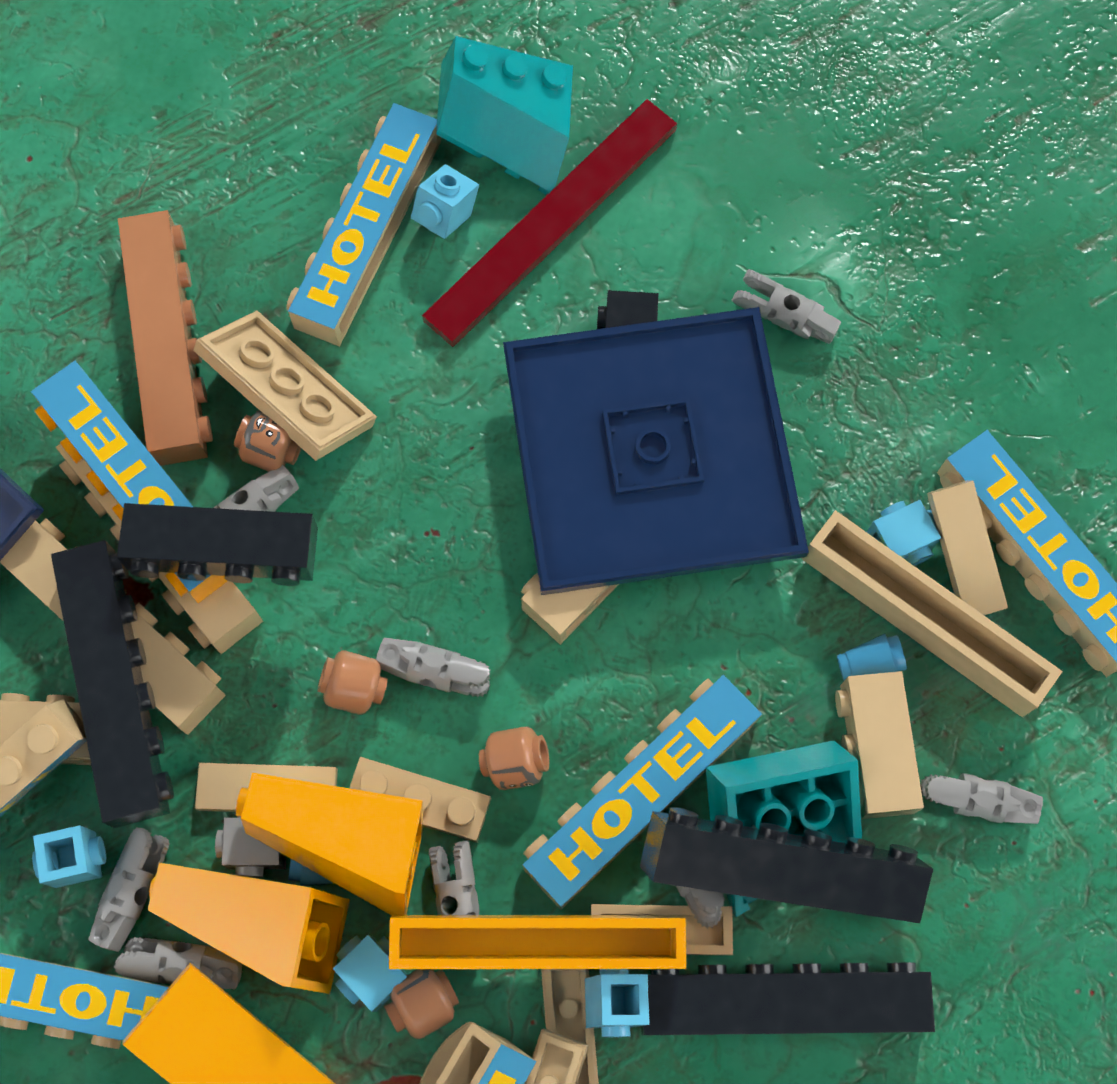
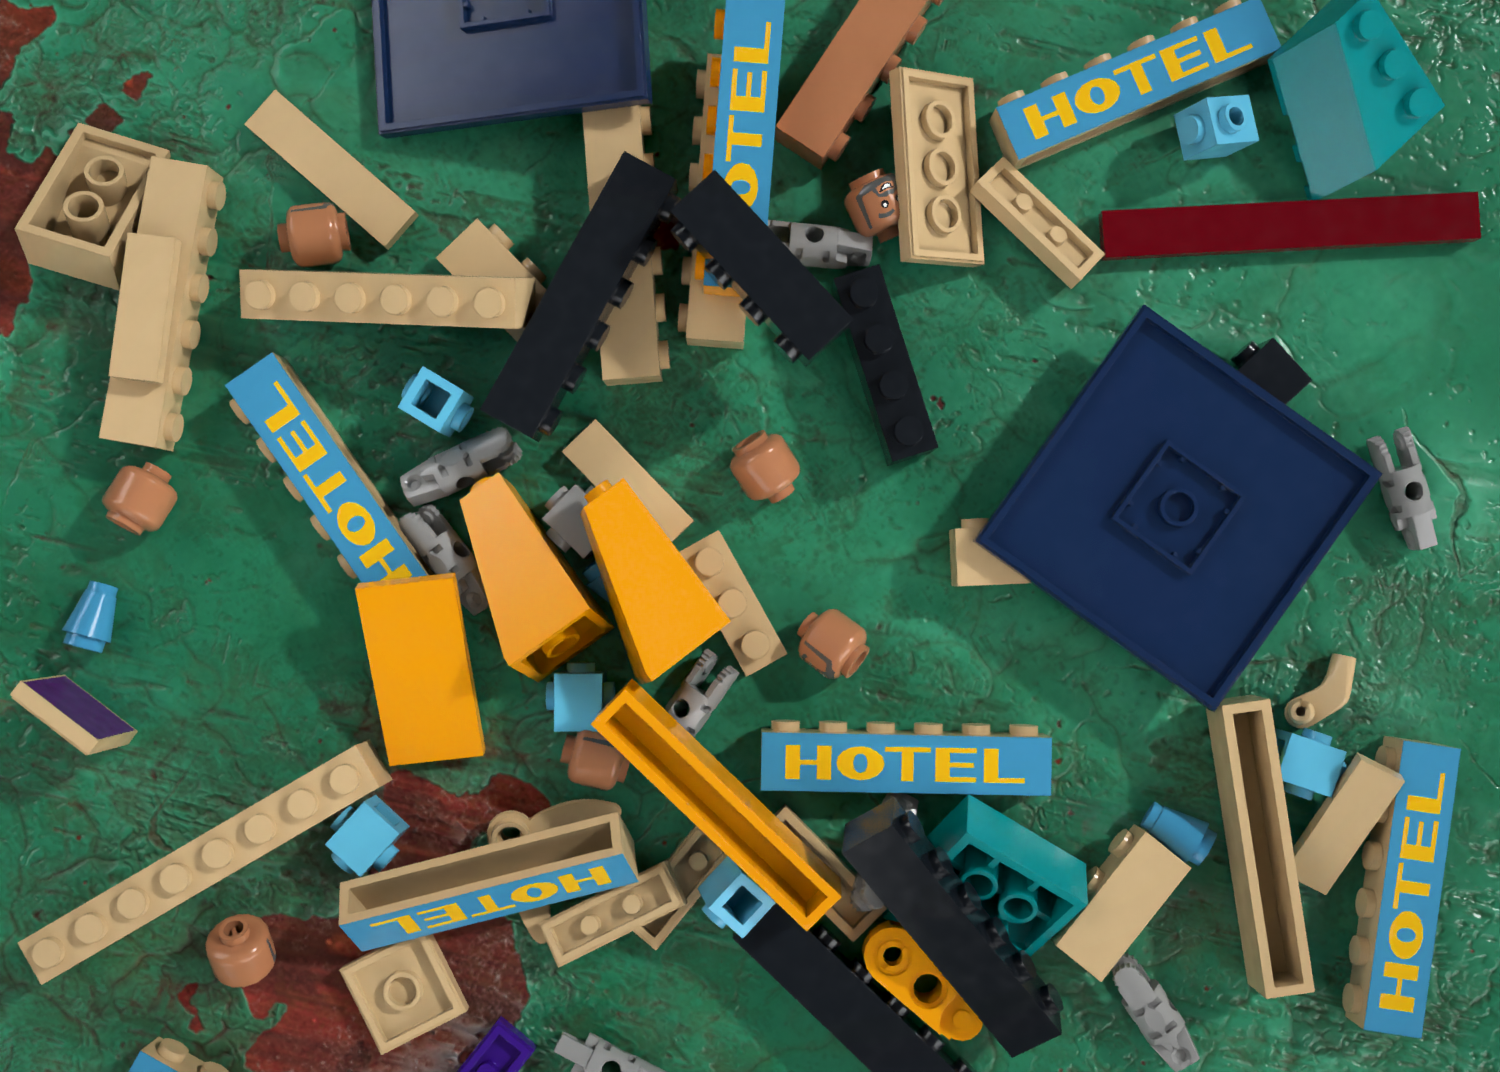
camera: 50 degrees right, 15 degrees up
(375, 541) = (884, 366): none -> black brick
(385, 359) = (1037, 222): none -> tan plate
(433, 667) = (837, 513): light grey hinge -> none
(844, 934) = (941, 1007): none -> light orange piece
(875, 481) = (1327, 697): none -> tan arm

